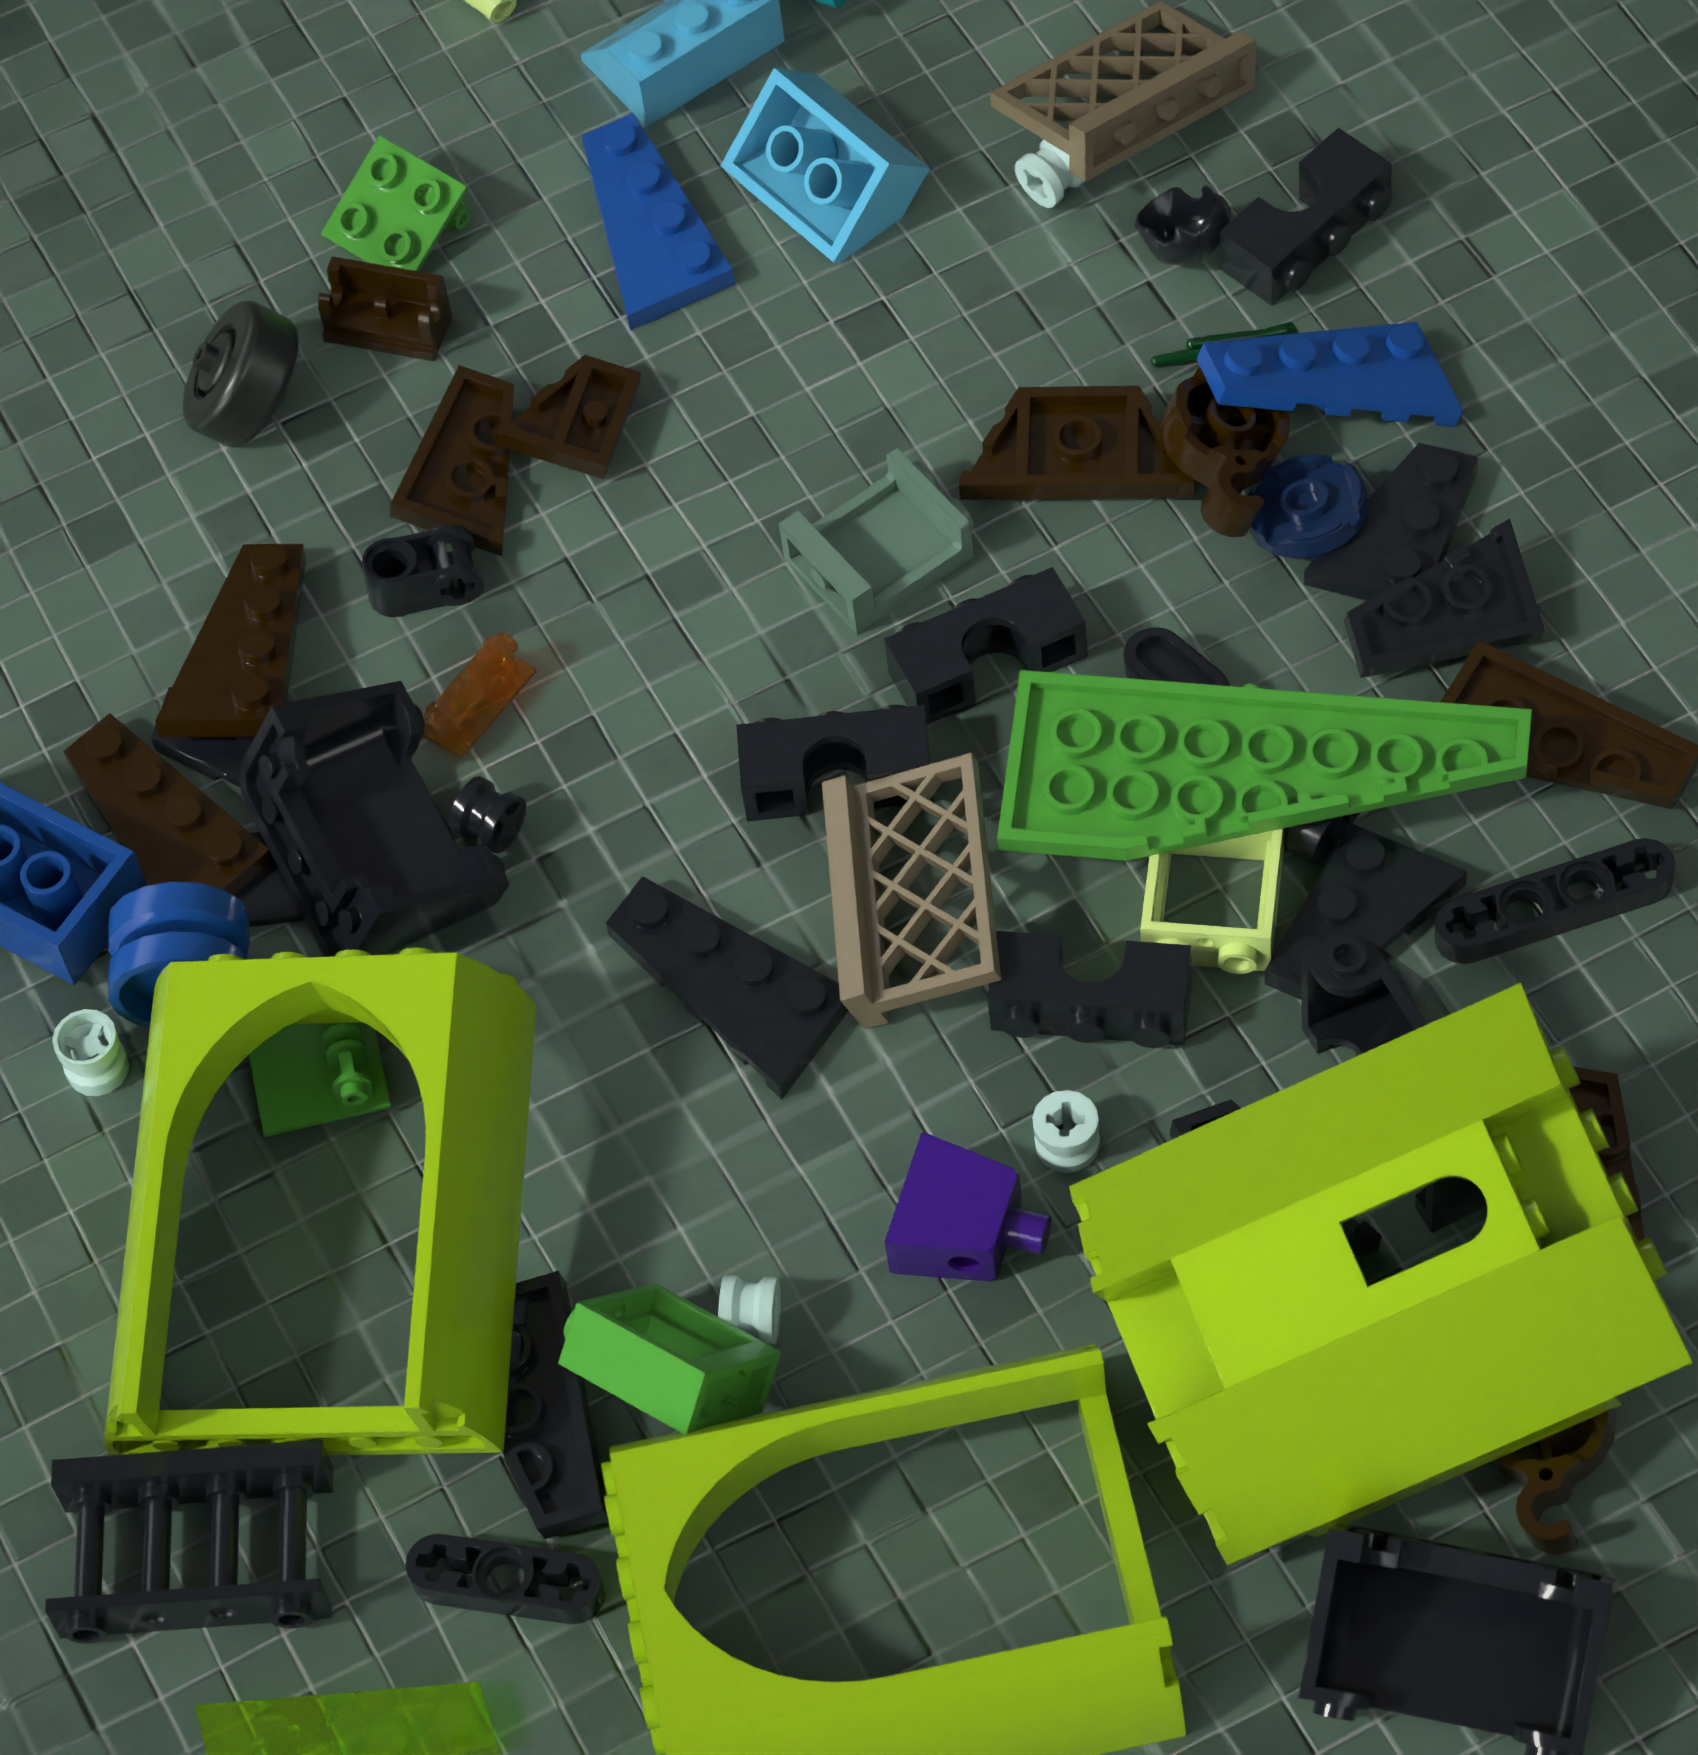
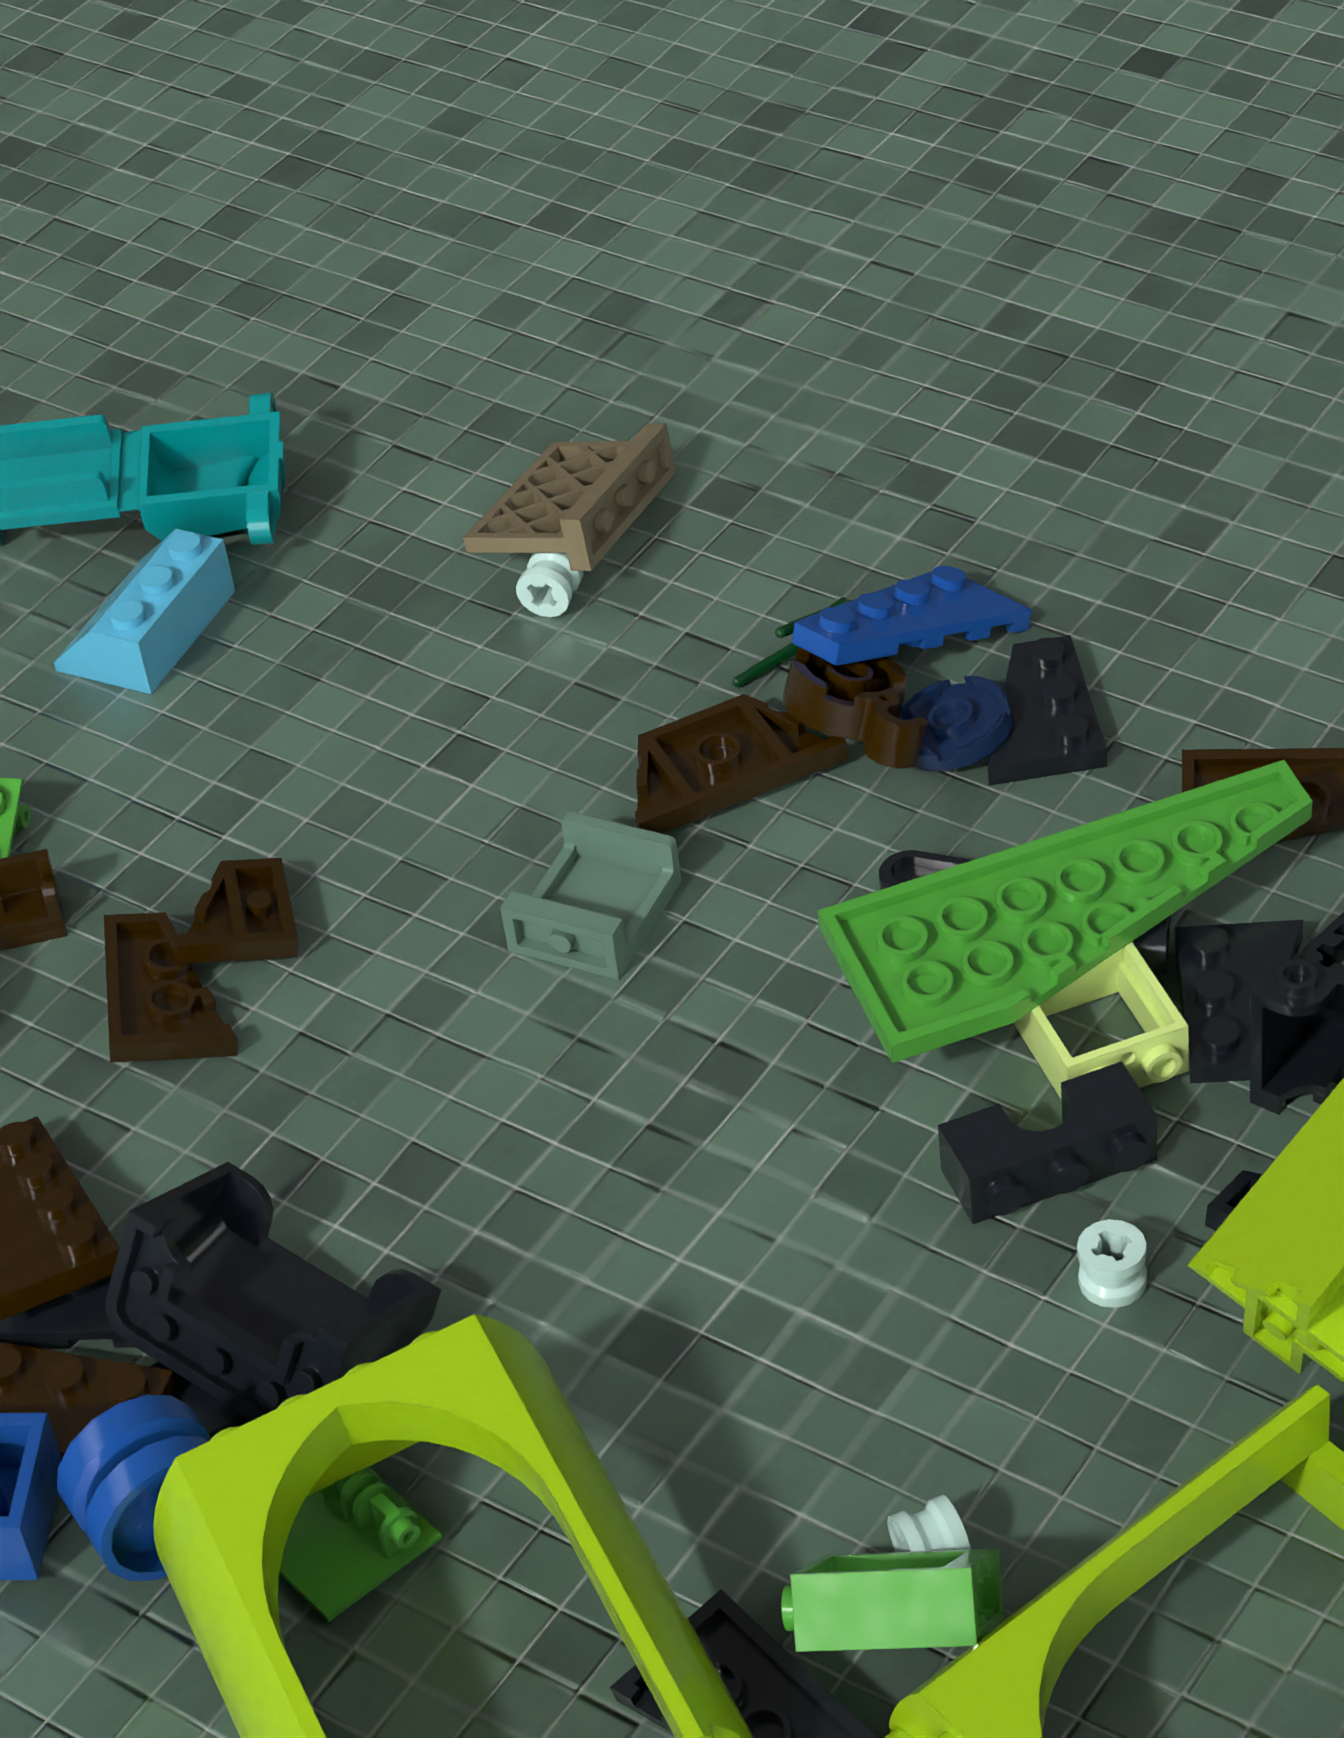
camera: 30 degrees left, 15 degrees down
(90, 1052) = (99, 1623): light aqua wheel -> none
(421, 571) = (170, 1088): black piece -> none
(477, 696) = (296, 1160): clear orange hinge -> none
(487, 814) = (372, 1248): black wheel -> none
(652, 230) = (215, 761): blue wing -> none
(747, 991) = (723, 1287): black wing -> none
(787, 755) = (716, 1043): black arch -> none
(822, 164) = (340, 651): medium azure slope -> none
(861, 906) = (796, 1174): dark tan fence -> none
(959, 1215) = (1069, 1370): dark purple torso -> none
(1026, 620) = (720, 956): black arch -> none
(1183, 227) = (699, 577): black hair -> none
(1279, 249) = (807, 508): black arch -> none
(1448, 608) = (1136, 742): black wing -> none

